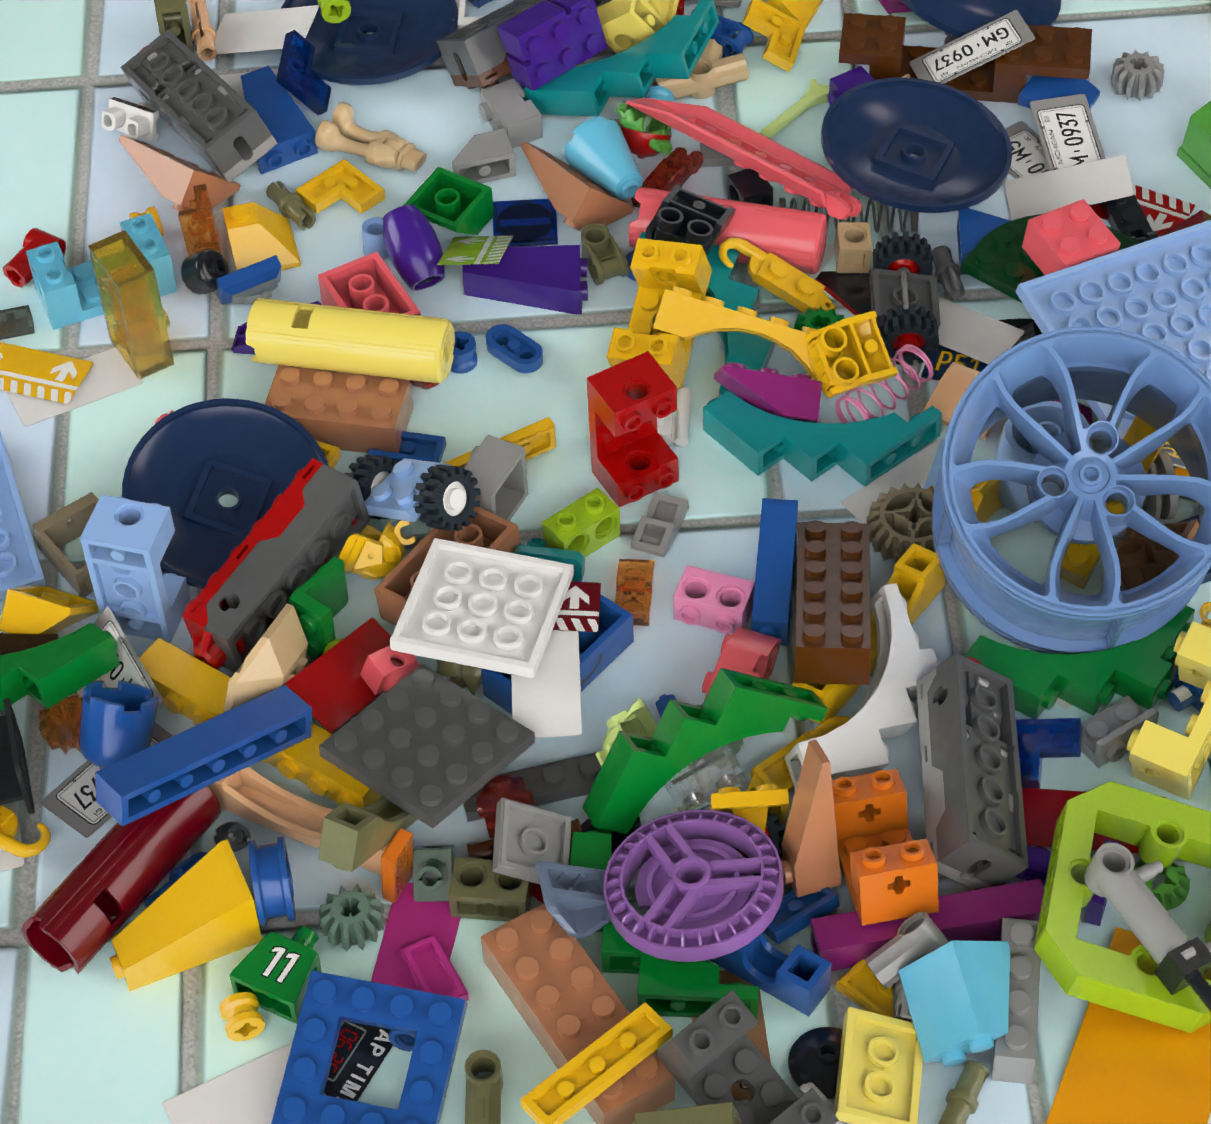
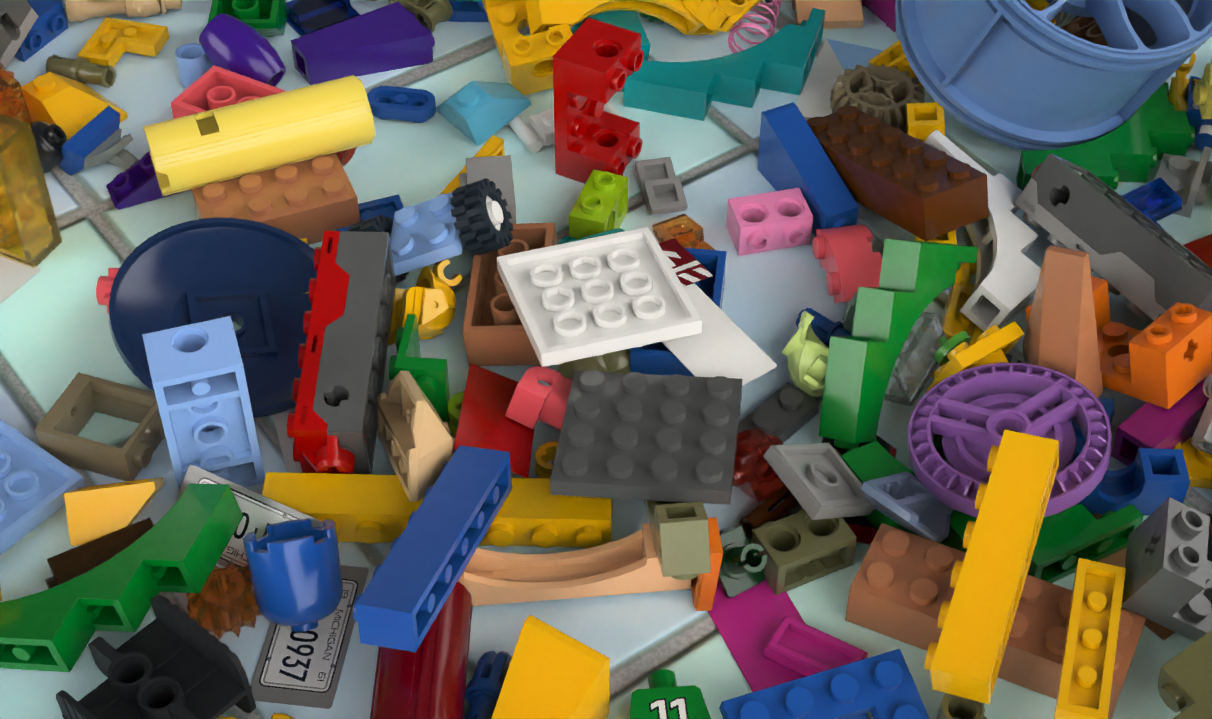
camera: 35 degrees left, 5 degrees down
(239, 831) = (508, 620): black pin -> none
(272, 880) = (599, 625): blue wheel -> none
(351, 917) = (691, 640): sand green gear -> none
(475, 250) = (309, 33): lime sticker -> none
(564, 383) = (483, 108): none -> medium azure slope
(575, 972) = (994, 566): none -> yellow brick
(743, 783) = (948, 345): none -> bright green piece
(781, 395) = (681, 41): magenta slope -> none

